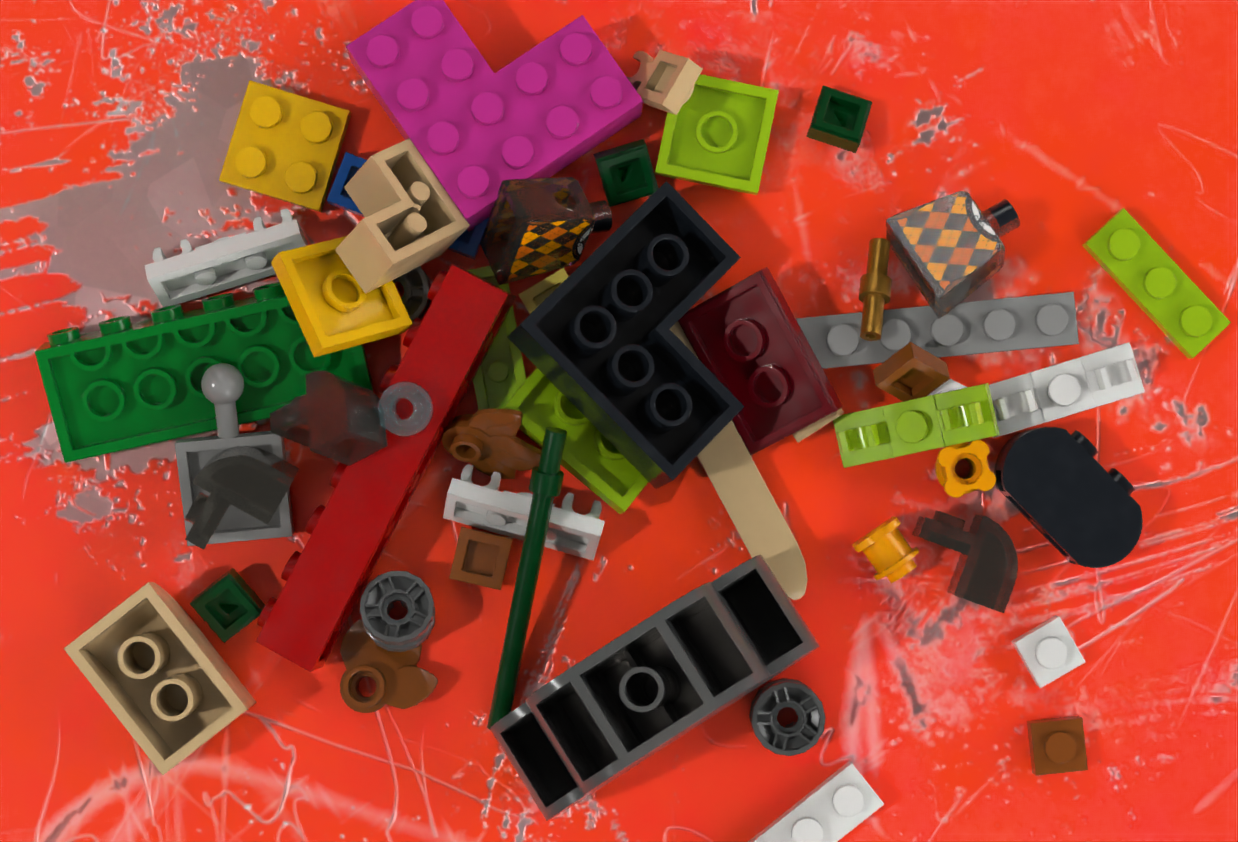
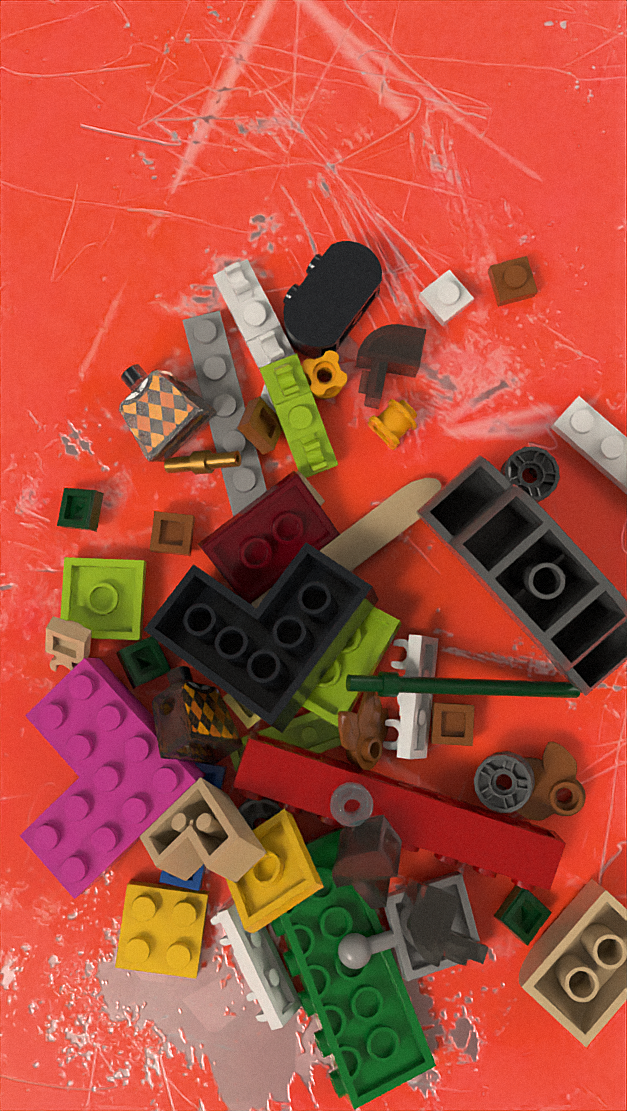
camera: 100 degrees left, 5 degrees down
(787, 235) = (172, 533): none -> dark orange plate
(1156, 283) = (167, 264): lime plate -> none

